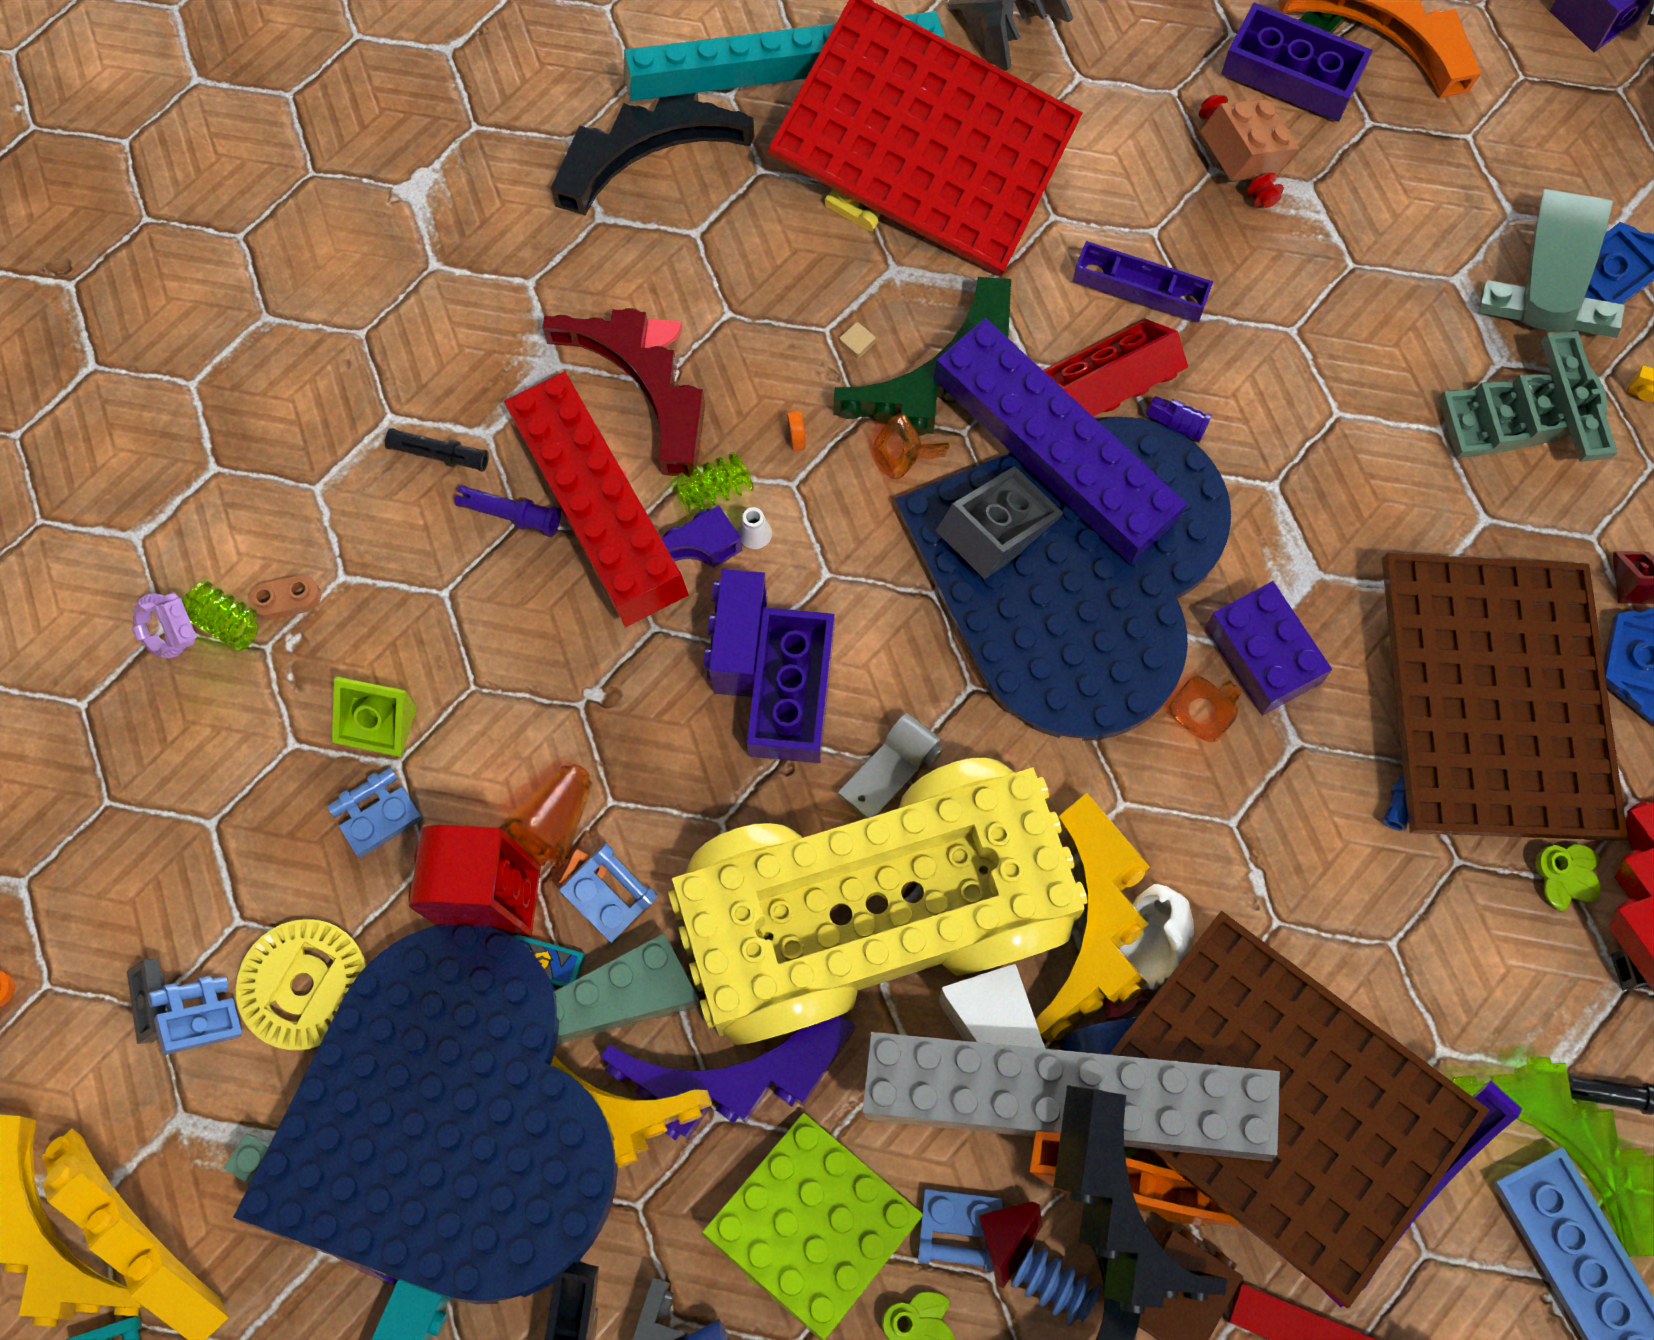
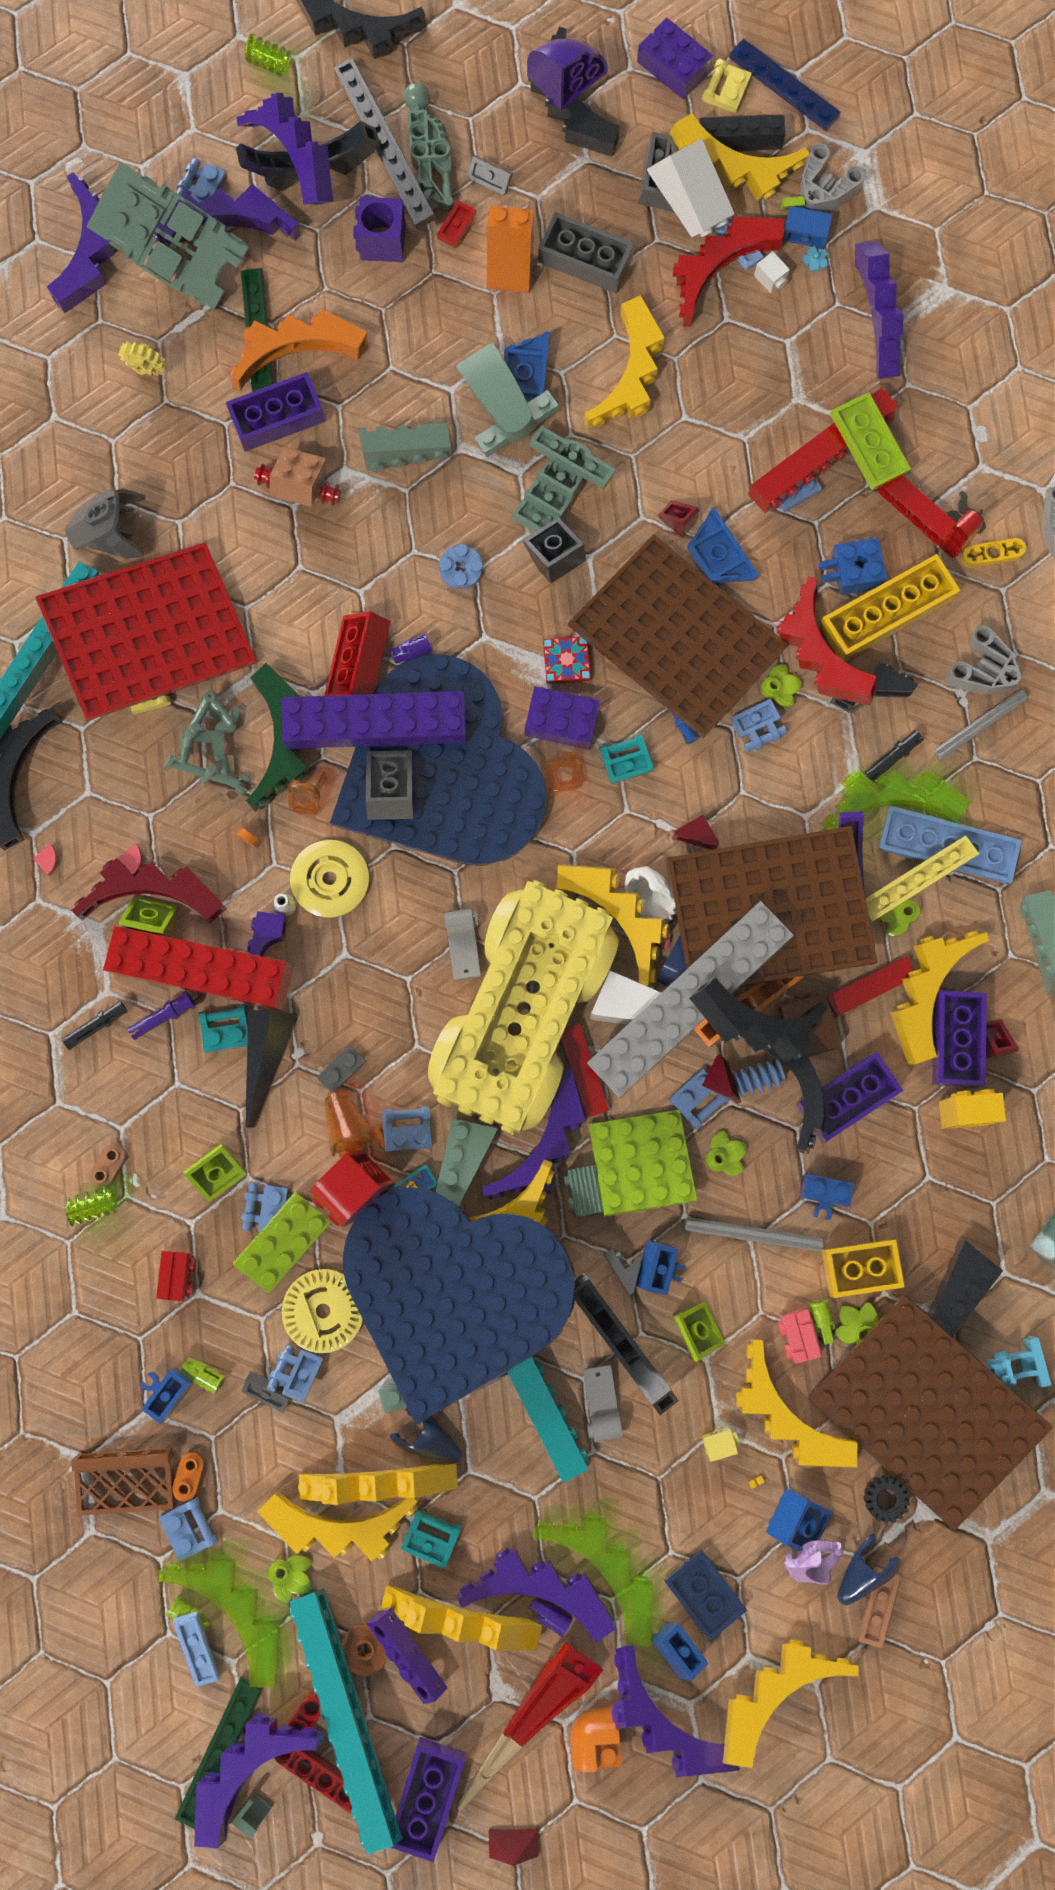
camera: 50 degrees left, 10 degrees up
(55, 884) = (165, 1394): none -> blue brick
(112, 909) = (202, 1375): none -> lime hinge
(174, 620) = (71, 1229): lavender piece -> none
(209, 776) = (175, 1276): none -> red brick
(235, 1263) = (431, 1443): none -> dark blue animal
(343, 863) = (281, 1242): none -> lime plate
(545, 598) = (225, 1036): none -> teal plate
(575, 644) = (265, 1044): none -> black wedge
(582, 252) = (47, 859): none -> coral tile
(611, 403) = (149, 916): none -> lime slope
(617, 757) = (341, 1068): none -> dark grey plate
(713, 482) = (240, 903): clear neon green piece -> none
(713, 1179) = (584, 1191): none -> sand green brick
(735, 631) = (332, 959): dark purple piece -> none
(791, 685) = (381, 955): dark purple brick -> none
(798, 560) = (325, 899): none -> light yellow piece
(848, 1075) = (584, 1076): none -> red tile
(858, 271) = (192, 734): none -> sand green piece
(1142, 281) = (324, 599): dark purple piece -> none
(1286, 928) = (697, 833): none -> dark red slope
(1288, 775) = (628, 765): none -> teal plate
(1331, 374) = (460, 579): none -> medium blue plate
(1340, 596) = (566, 660): none -> tile
(1398, 214) = (404, 445): none -> sand green wedge
(1433, 1279) = (898, 921): none -> lime plate
(1453, 471) = (555, 550): none -> black slope
(1497, 879) = (755, 719): none -> medium blue plate
(1512, 1271) = (920, 878): none -> light yellow plate

